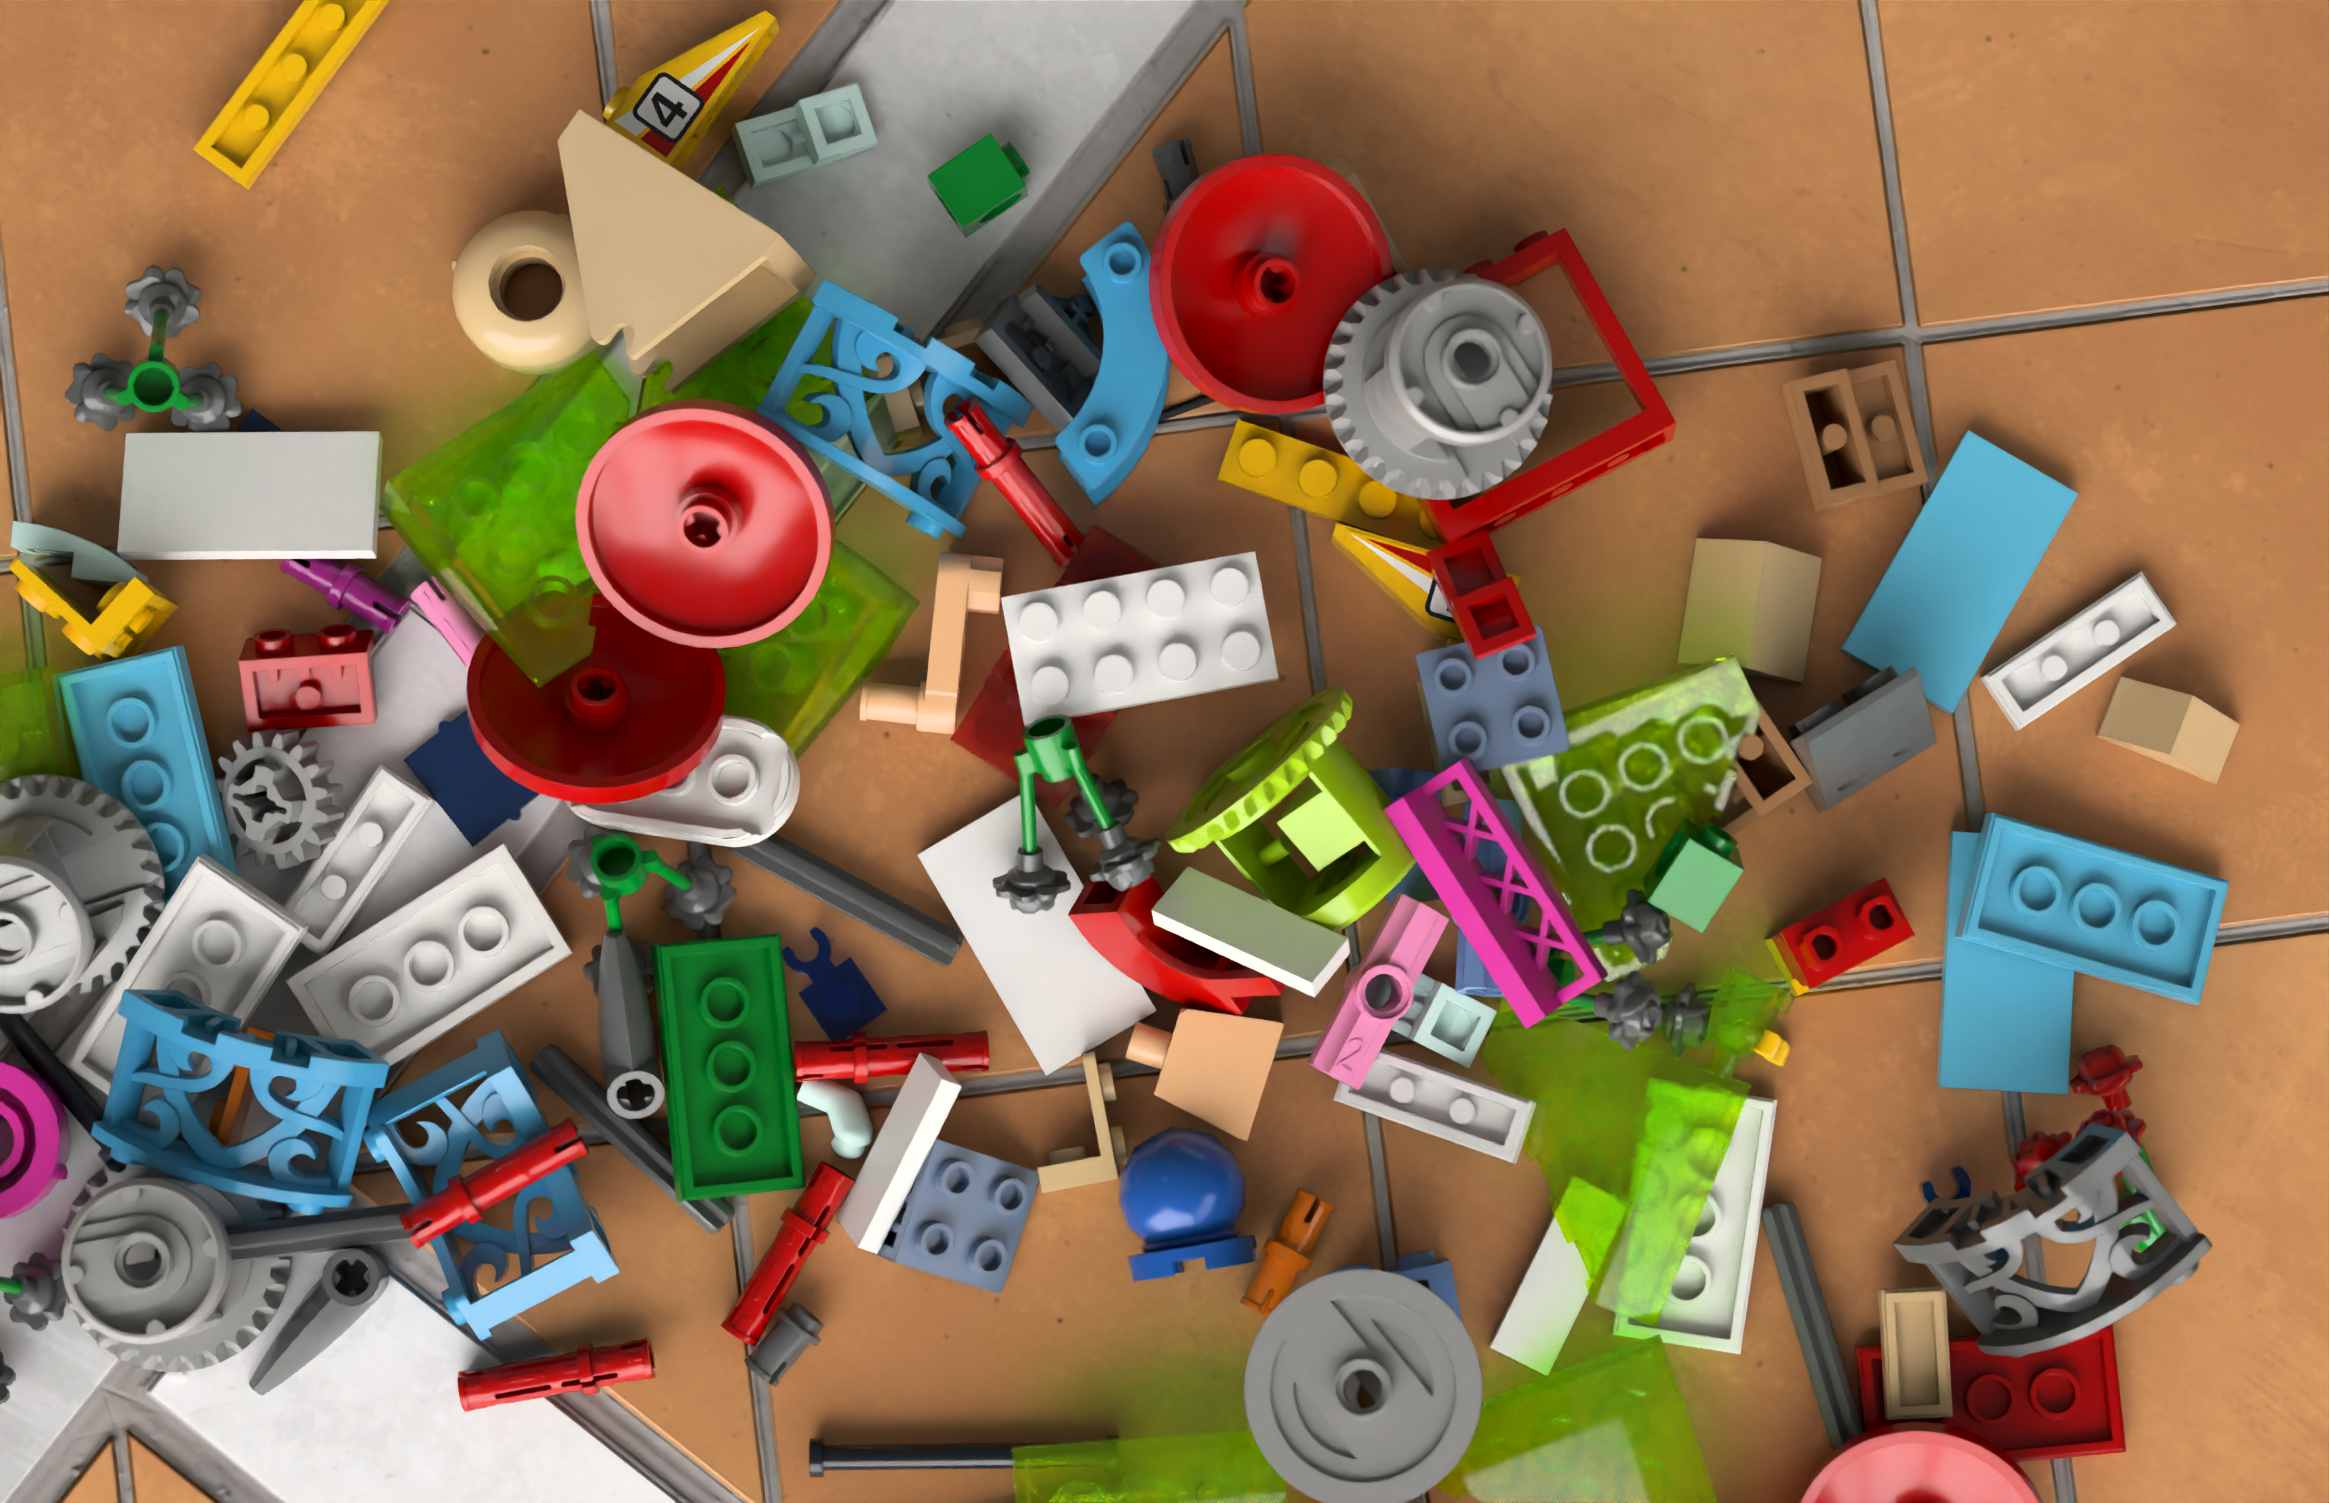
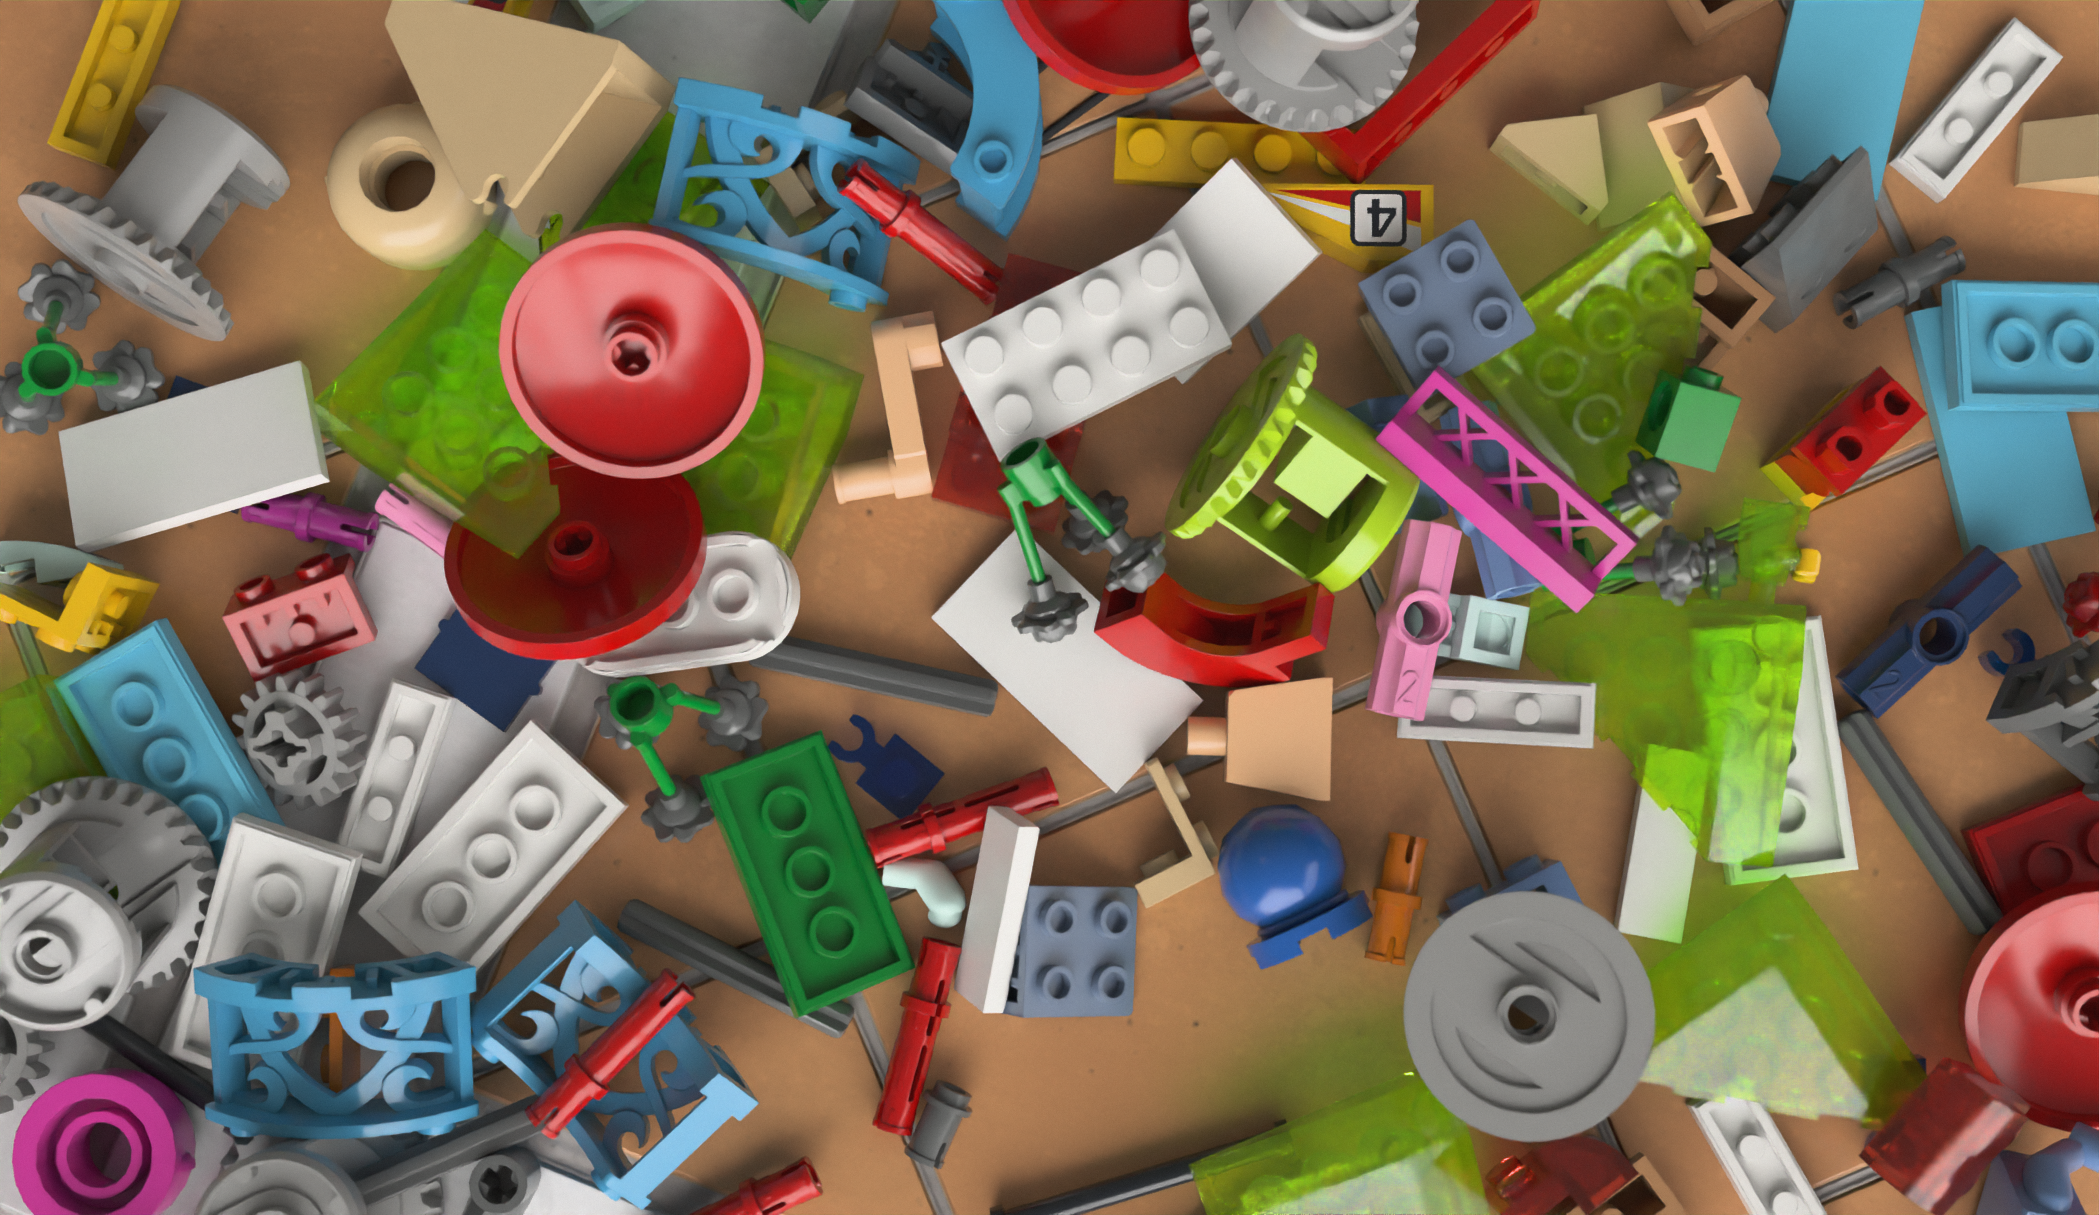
camera: 10 degrees left, 0 degrees up
(267, 281) = (165, 208): none -> light grey piece
(627, 1032) = (700, 868): dark grey piece -> none
(1251, 931) = (1280, 595): white tile -> none
(1314, 584) = (1239, 247): none -> white tile
(1480, 595) = (1404, 209): red slope -> none
(1655, 583) = (1559, 159): none -> tan slope
(1805, 620) = (1718, 148): none -> light nougat torso
(1912, 1127) = (1959, 606): none -> dark blue piece
(1915, 1353) = (2028, 820): tan tile -> none
(1949, 798) = (1899, 282): none -> dark grey pin

